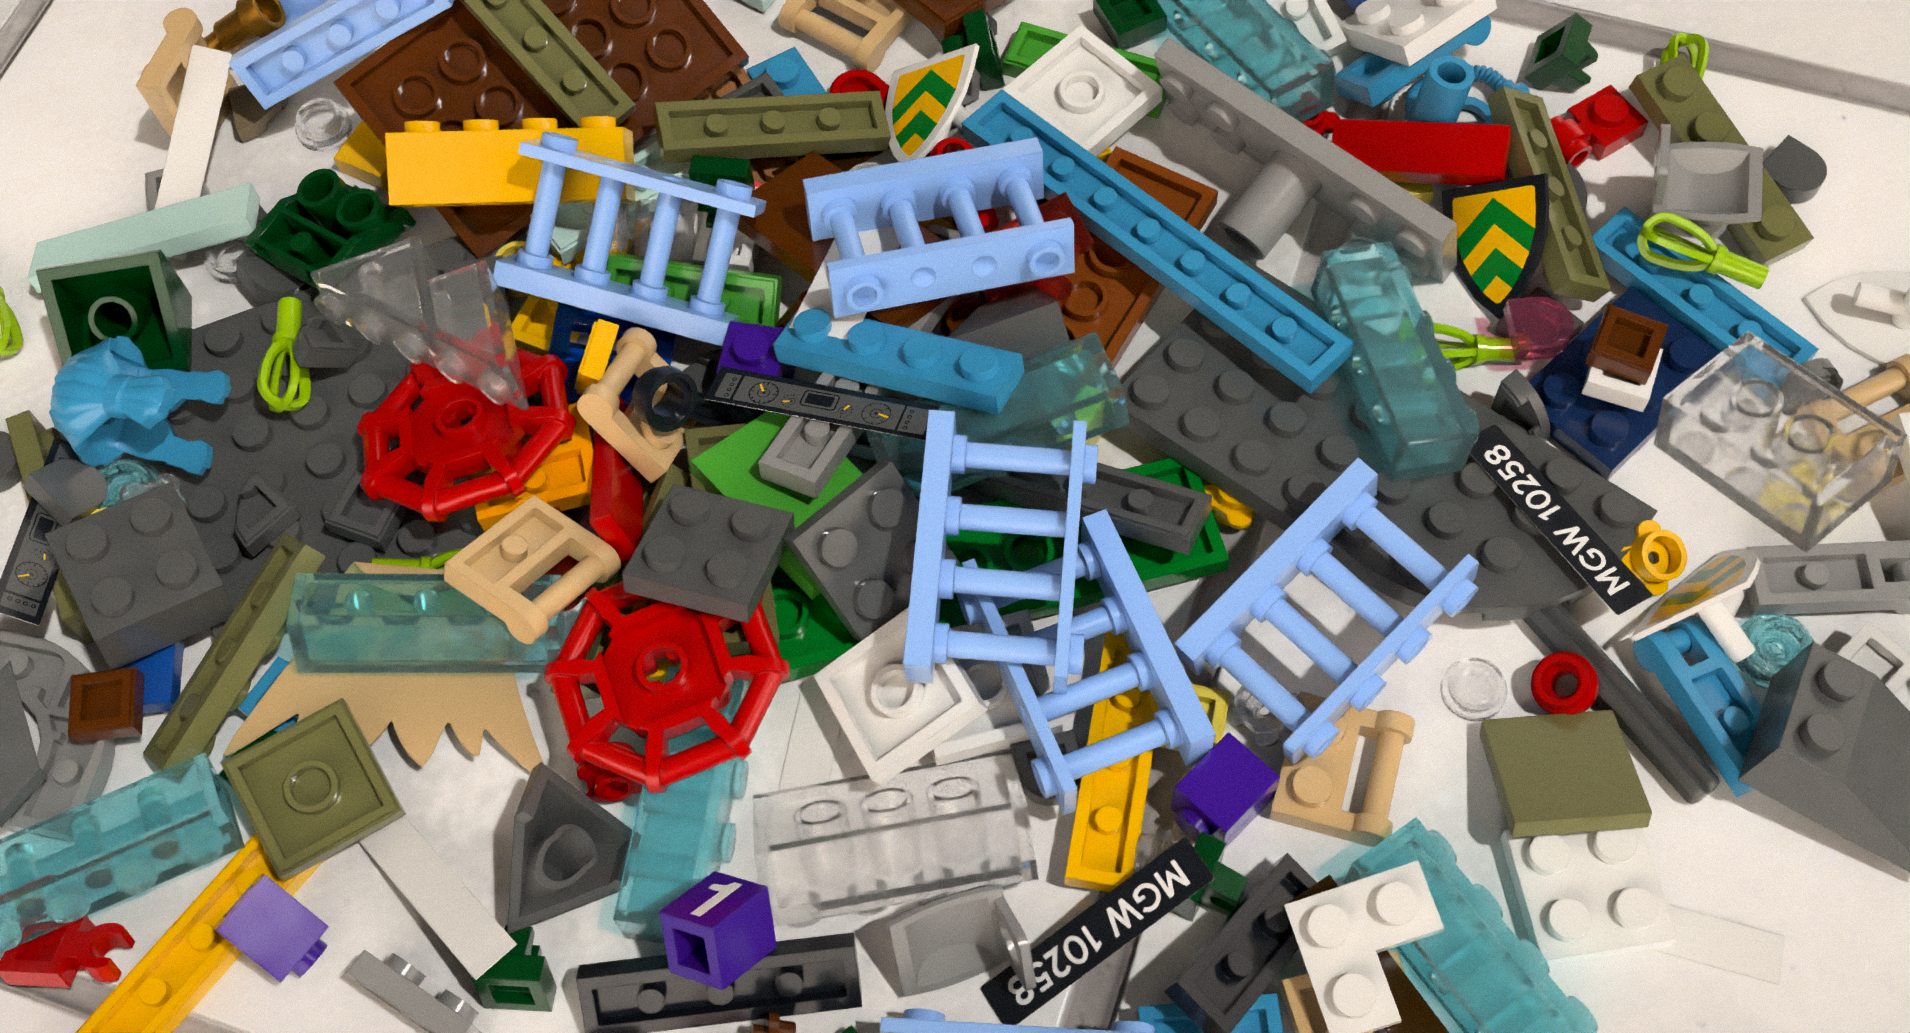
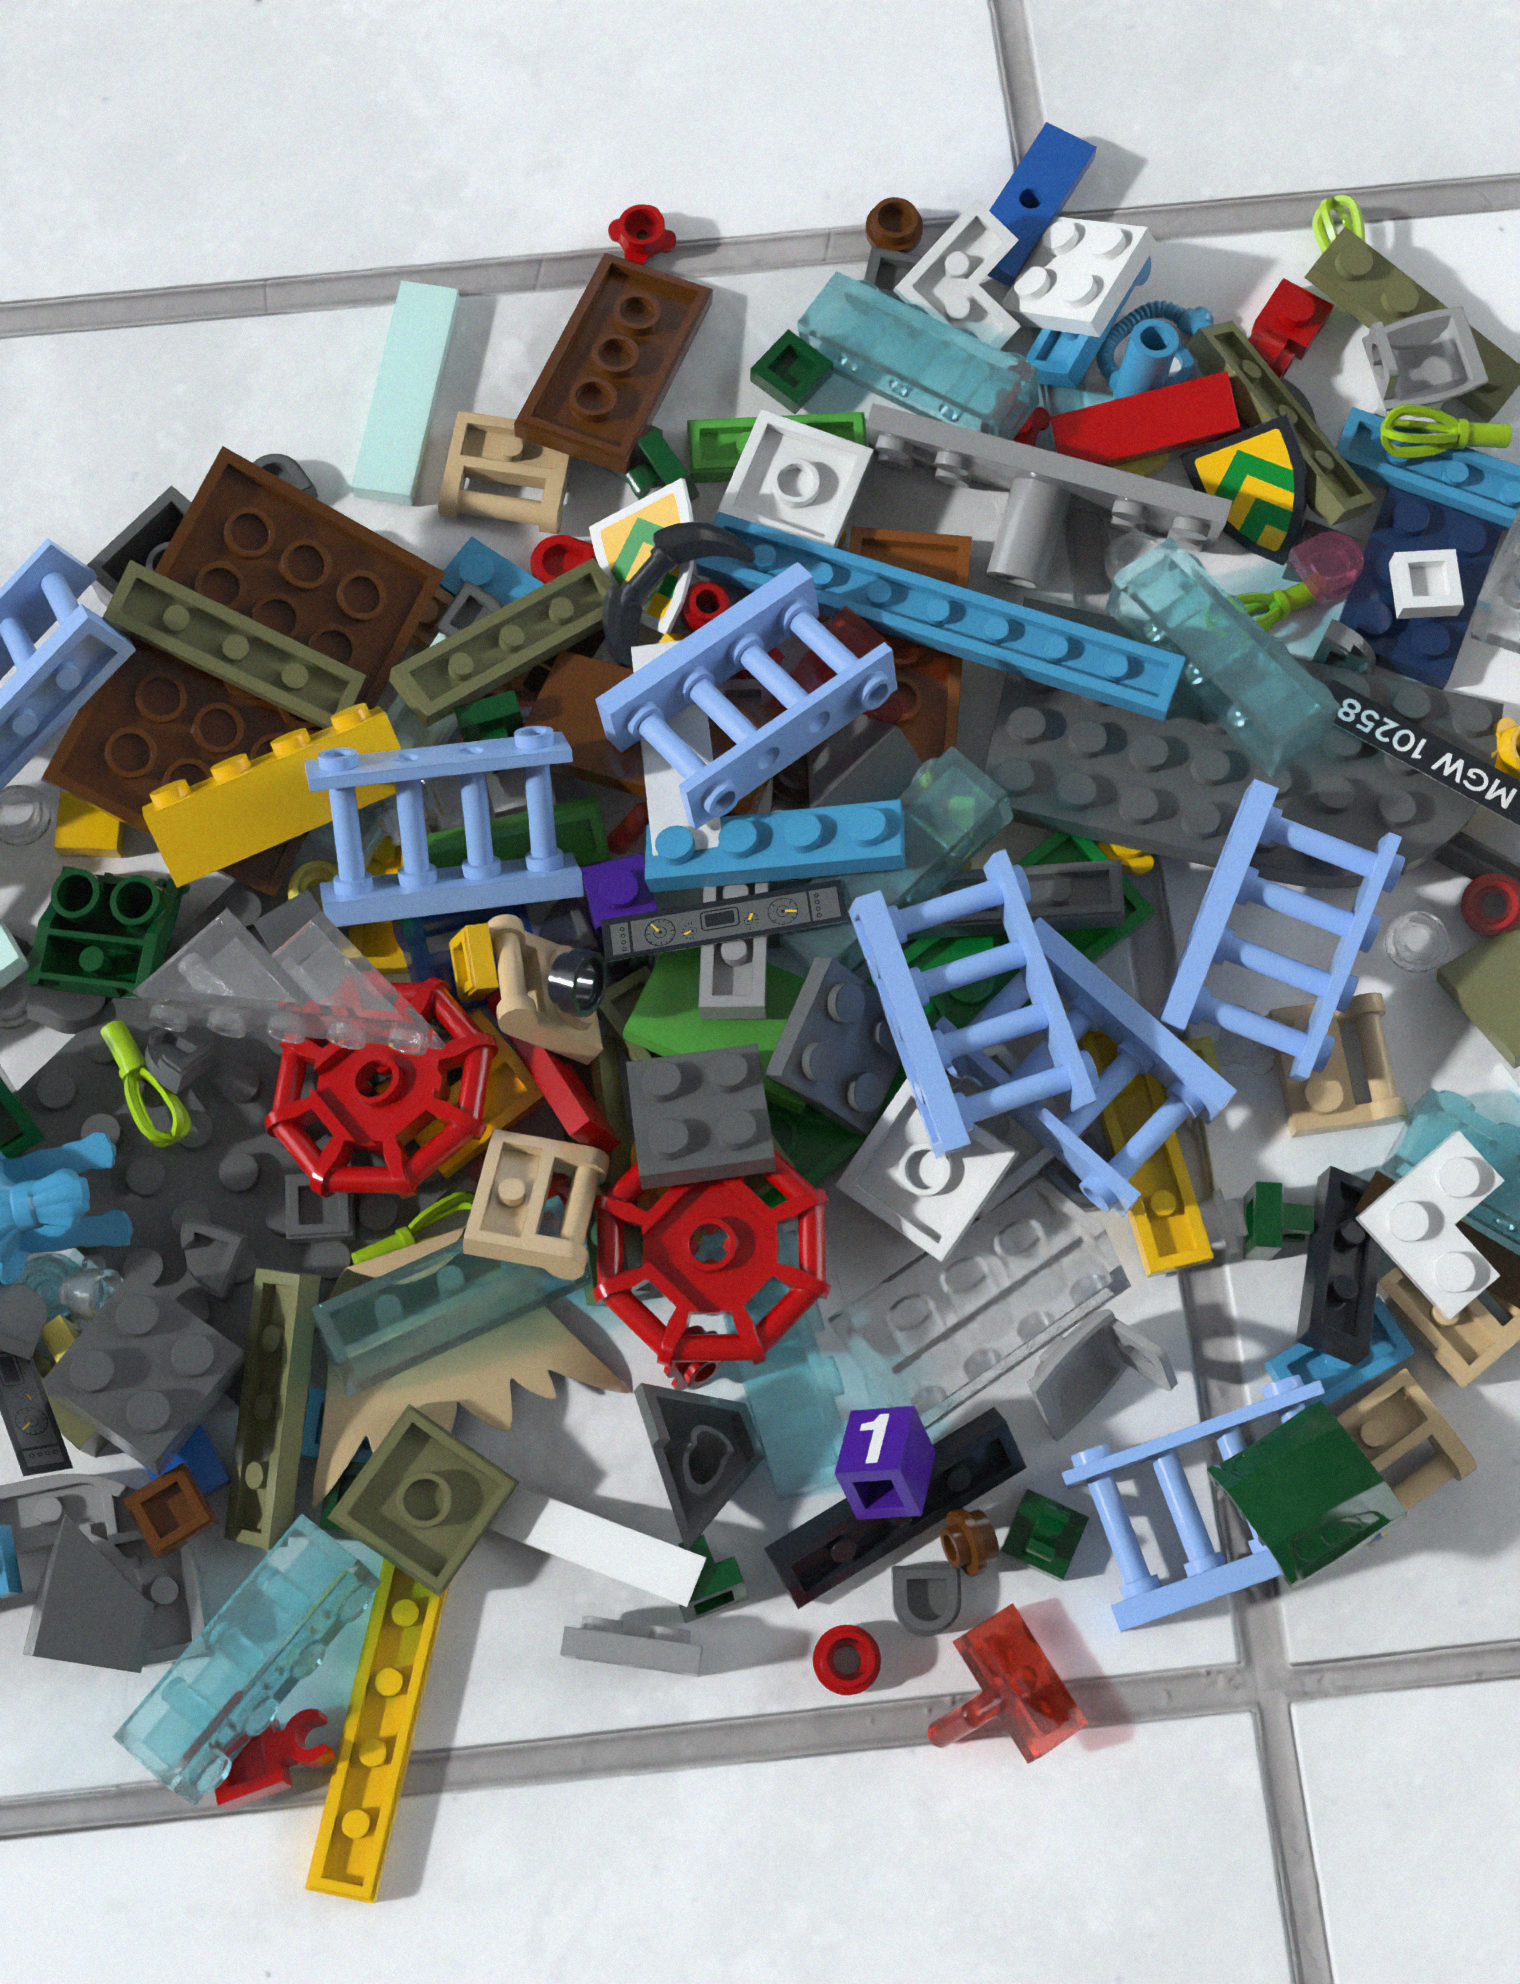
camera: 30 degrees left, 10 degrees up
(273, 929) = (460, 1645): brick -> none
(941, 95) = (672, 547): none -> black piece
(1101, 931) = (1207, 1306): black sticker -> none
(1223, 792) = (1251, 1136): dark purple brick -> none
(1562, 55) = (1225, 263): dark green tile -> none
(1626, 344) = (1424, 558): reddish brown tile -> none
(1796, 170) = (1486, 304): dark grey tile -> none

